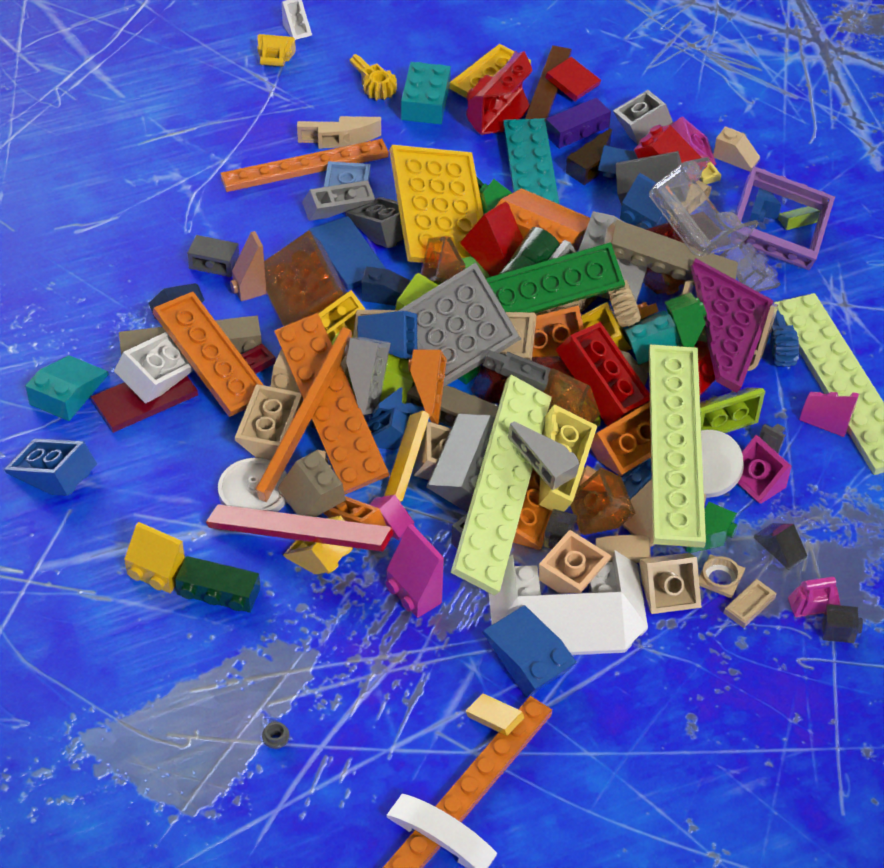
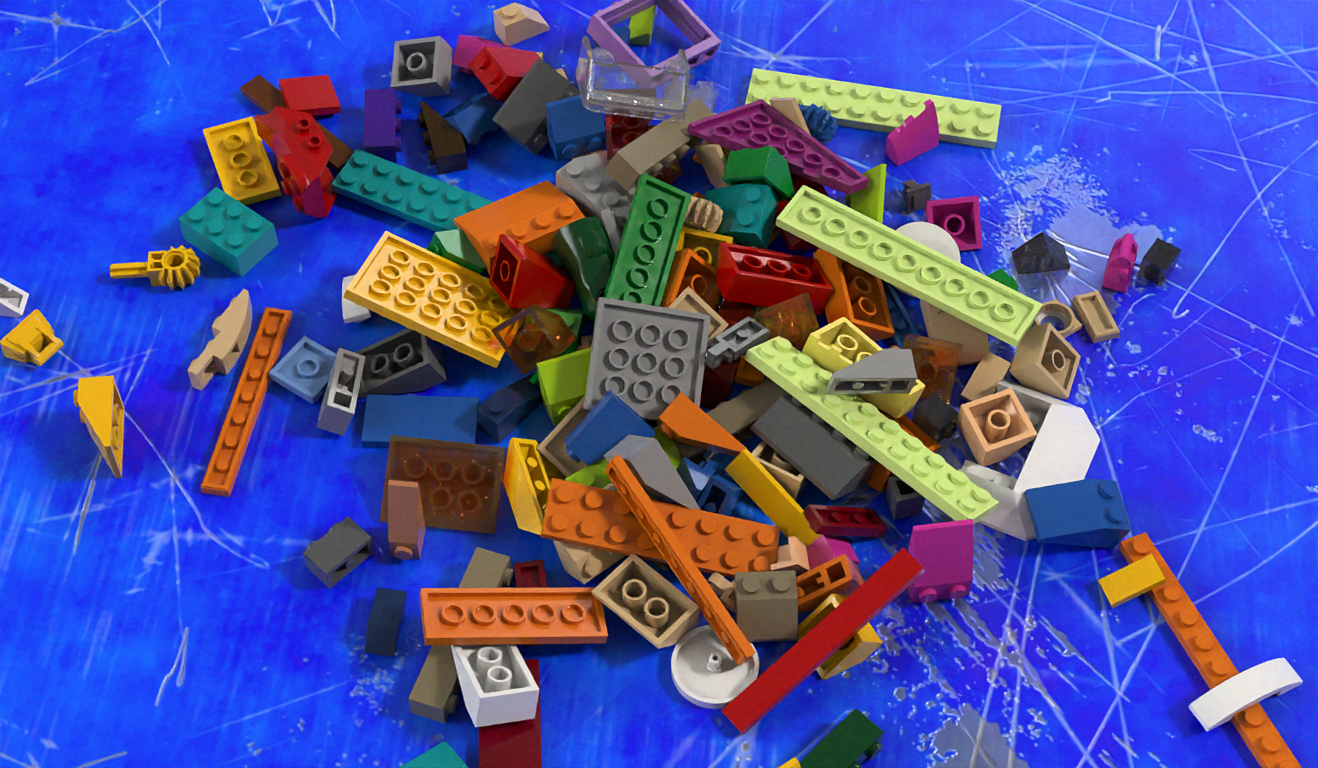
camera: 60 degrees left, 5 degrees up
(231, 104) = (104, 417): none -> yellow slope
(366, 489) = (792, 557): none -> light nougat panel
(417, 505) = (844, 521): none -> dark red plate

